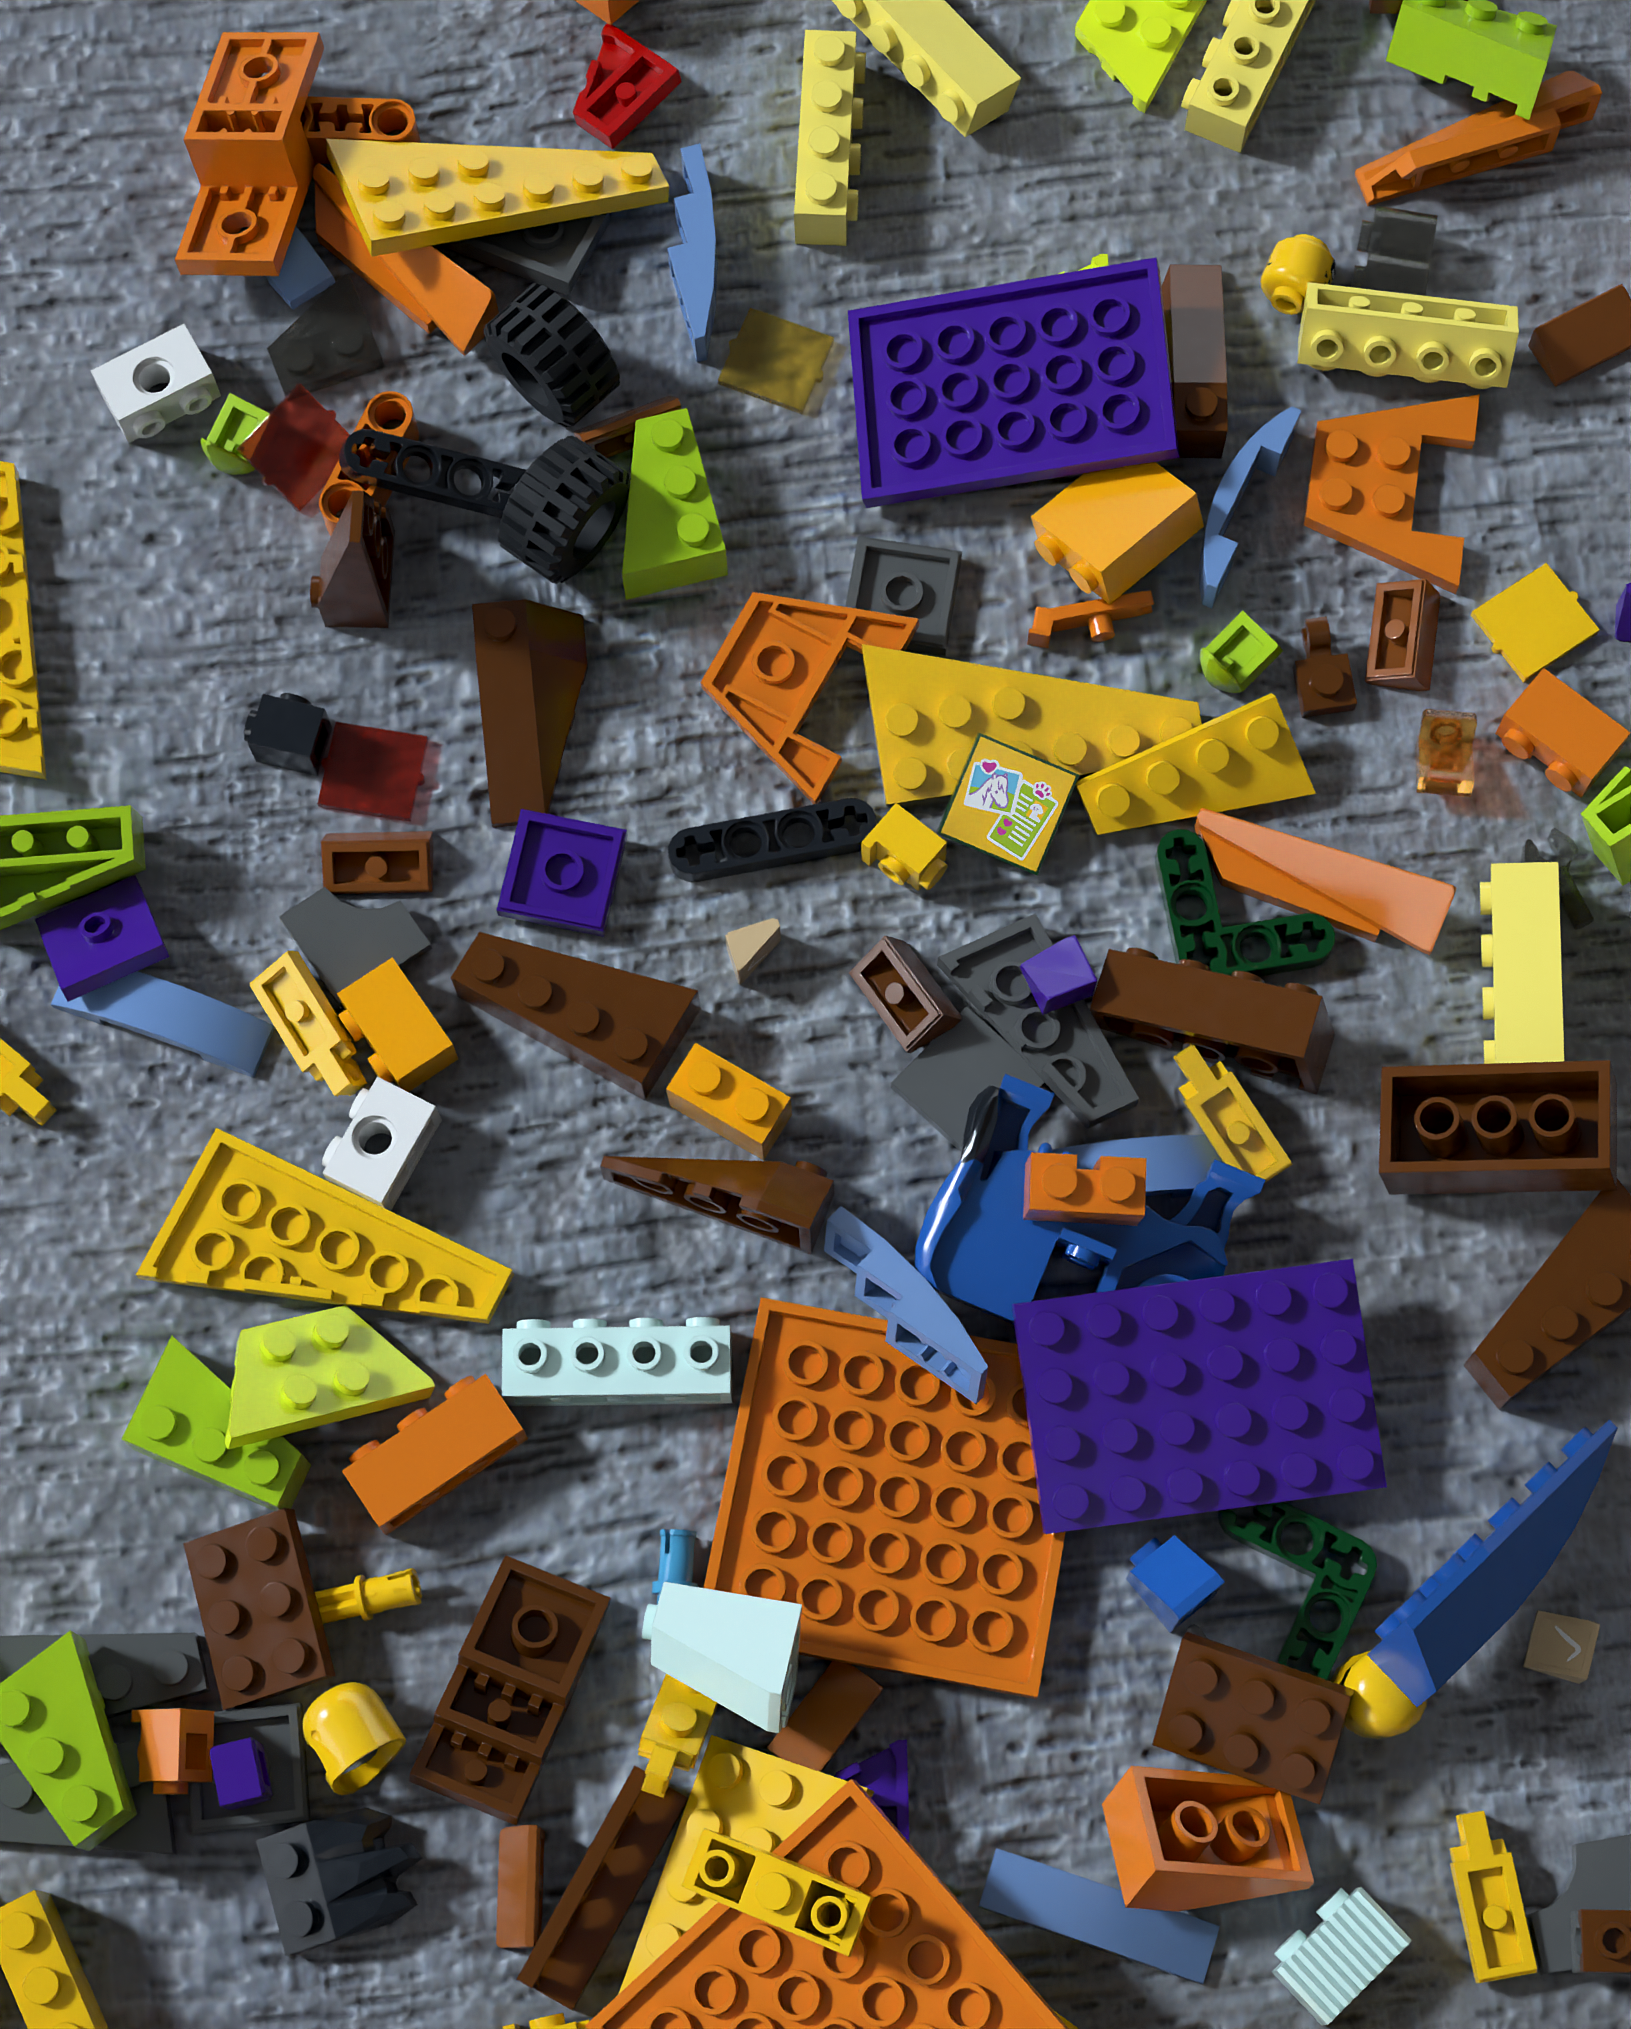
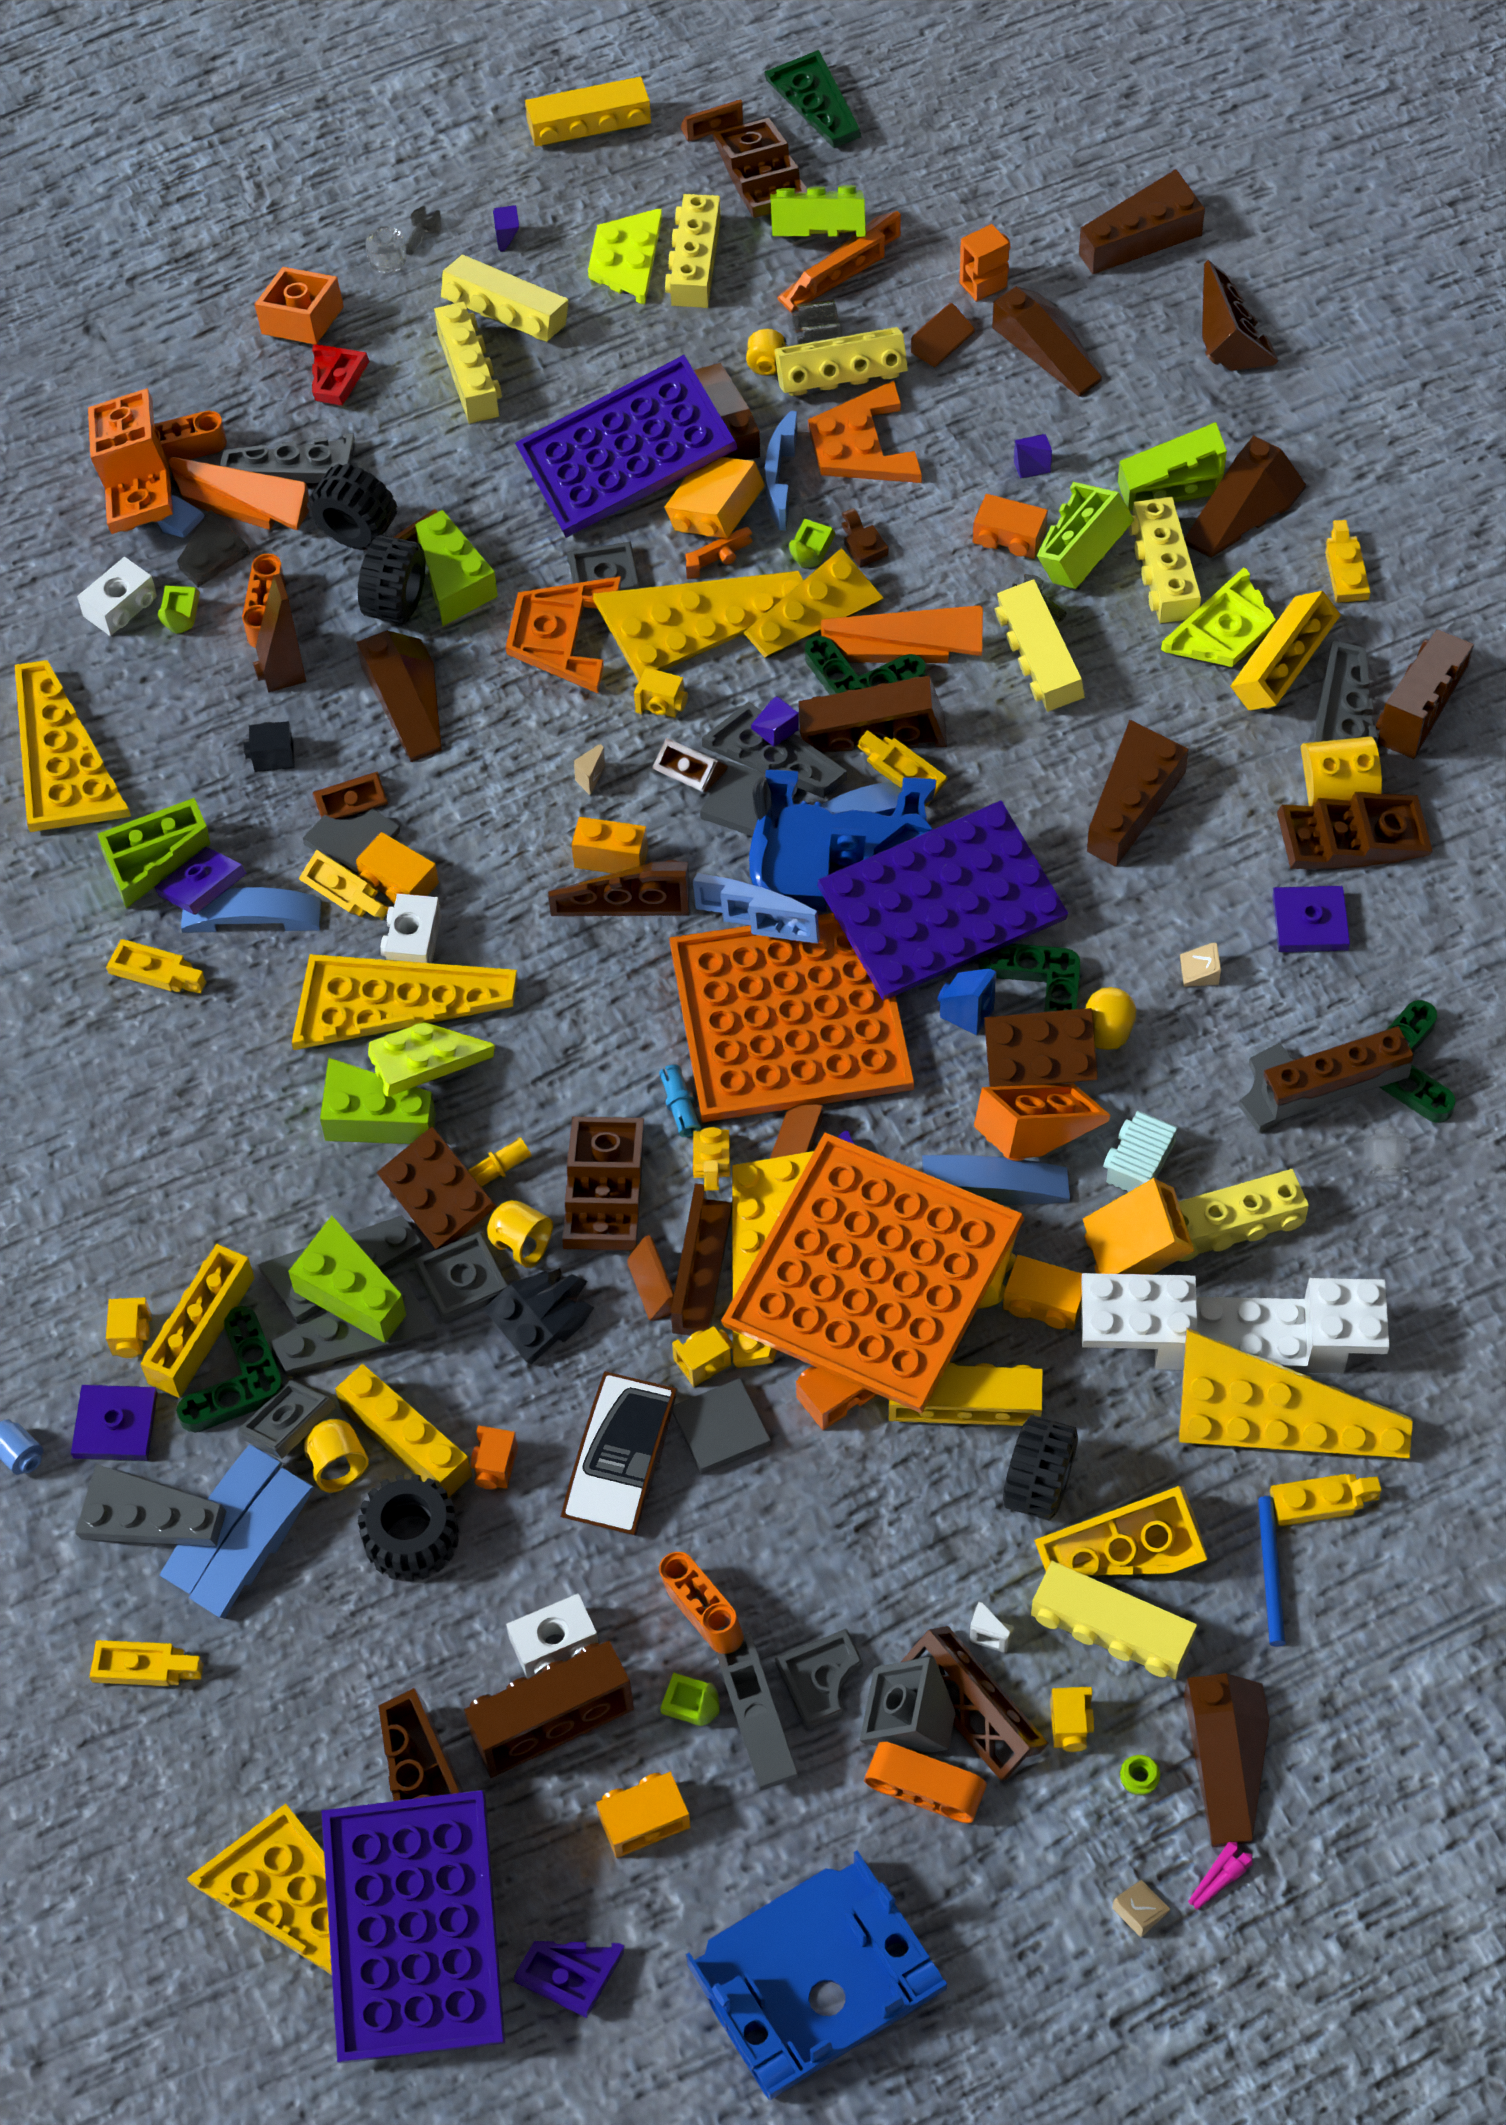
camera: 20 degrees left, 15 degrees down
(174, 1748) = (415, 1268): orange brick -> none
(241, 1773) = (464, 1267): dark purple slope -> none
(296, 447) = (216, 602): clear red piece -> none
(373, 771) = (327, 754): clear red piece -> none
(433, 1452) = (509, 1077): orange brick -> none
(442, 465) = (309, 582): black beam -> none
(456, 192) = (260, 446): yellow wing -> none
(562, 872) = (462, 767): dark purple plate -> none
(585, 1010) = (500, 828): reddish brown wedge -> none
(617, 1363) = (599, 998): light aqua brick -> none
(695, 261) = (412, 439): medium blue slope -> none
(728, 1649) = (726, 1105): light aqua slope -> none
(770, 831) = (576, 711): black beam -> none
(776, 360) = (482, 483): clear yellow piece -> none
(777, 1891) = (807, 1192): yellow slope -> none
(1007, 804) = (710, 652): tile -> none
(1105, 1195) = (844, 807): orange brick -> none
(1403, 635) = (900, 509): dark orange slope -> none
(1445, 753) = (947, 554): clear orange bracket -> none
(1489, 1578) = (1140, 930): blue wedge -> none
(1490, 1903) = (1214, 1102): yellow hinge -> none
(1499, 1128) = (1055, 715): reddish brown brick -> none
(1534, 622) = (970, 481): yellow piece -> none

